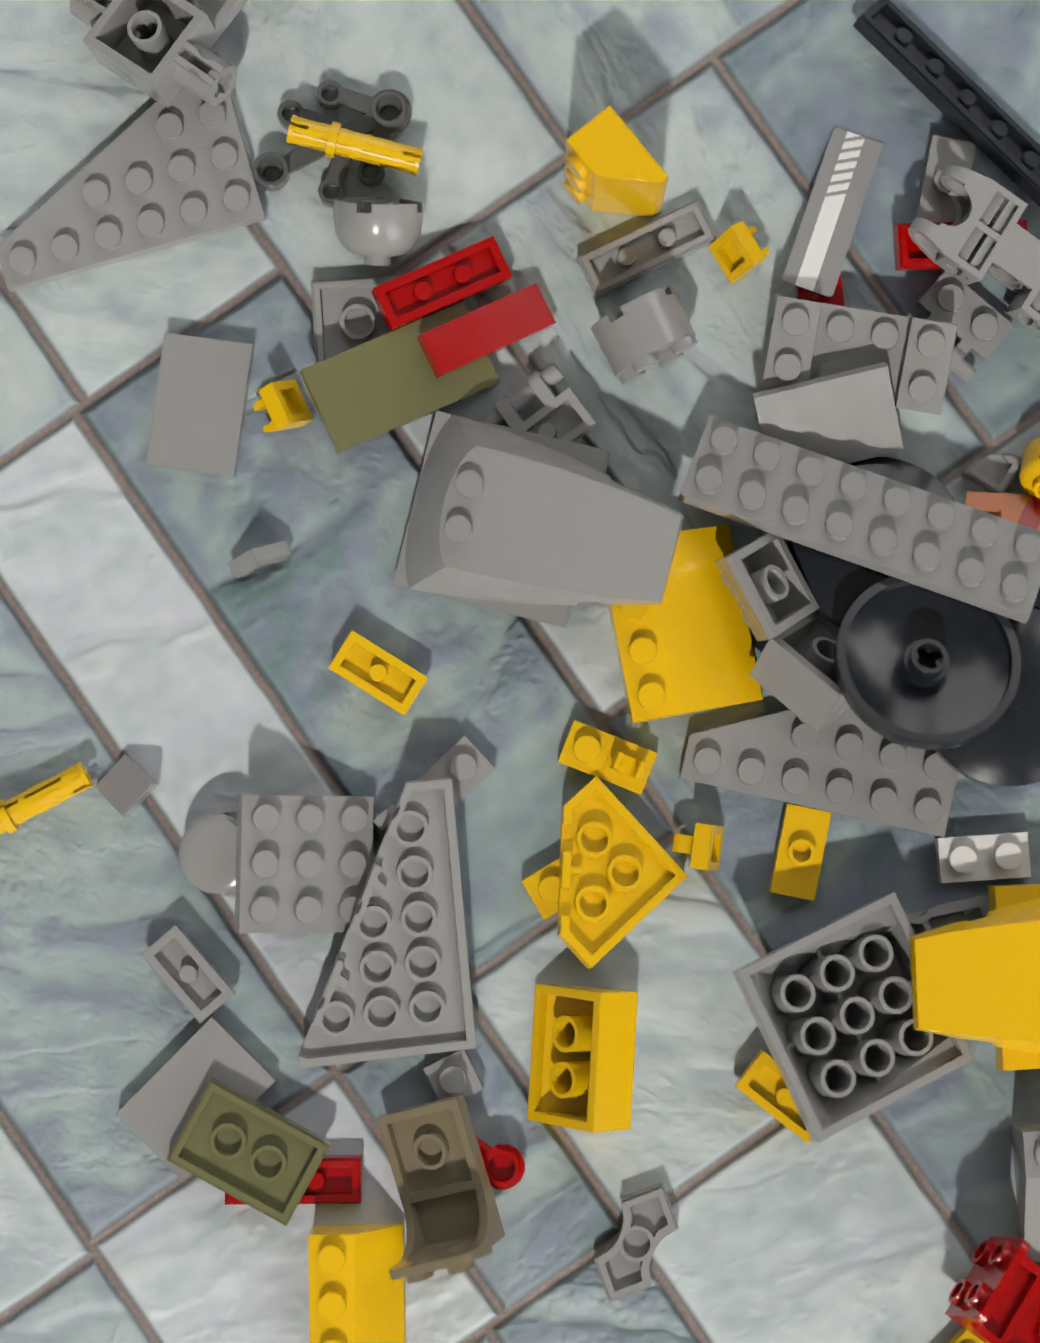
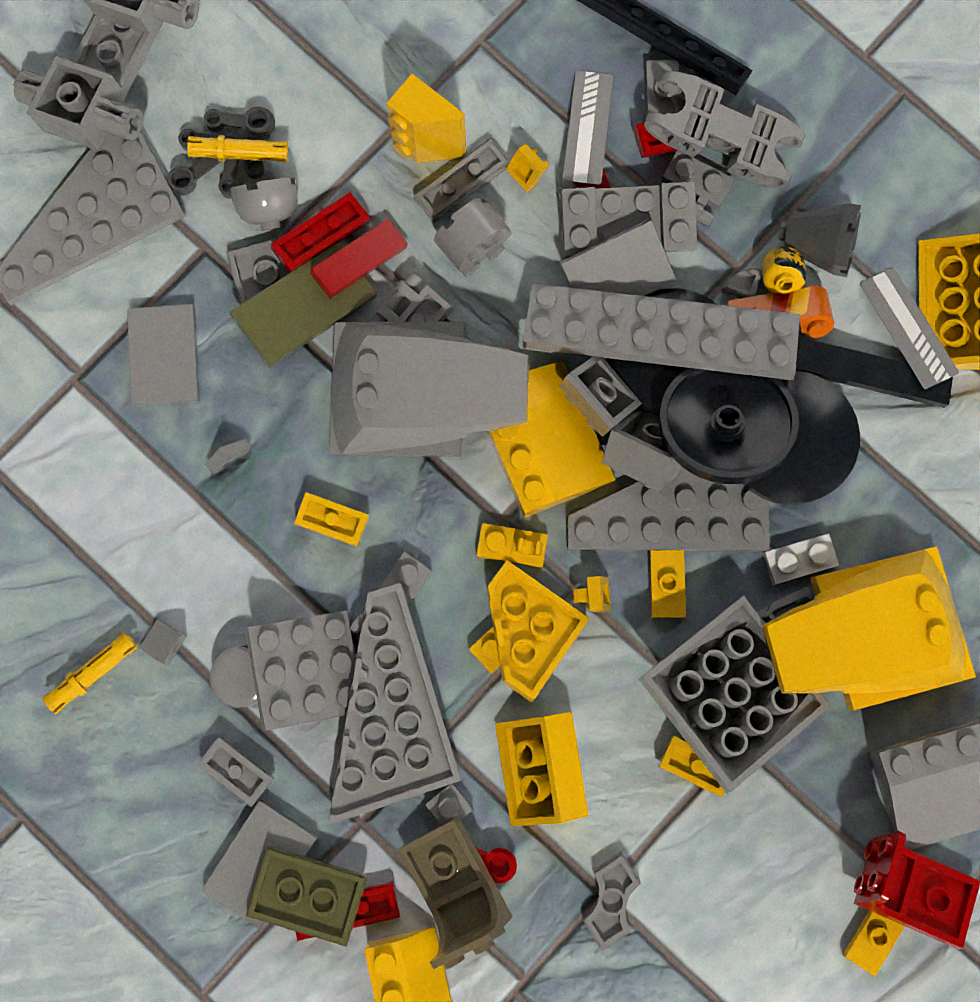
camera: 15 degrees left, 5 degrees down
(284, 404) = (224, 342): yellow tile -> none

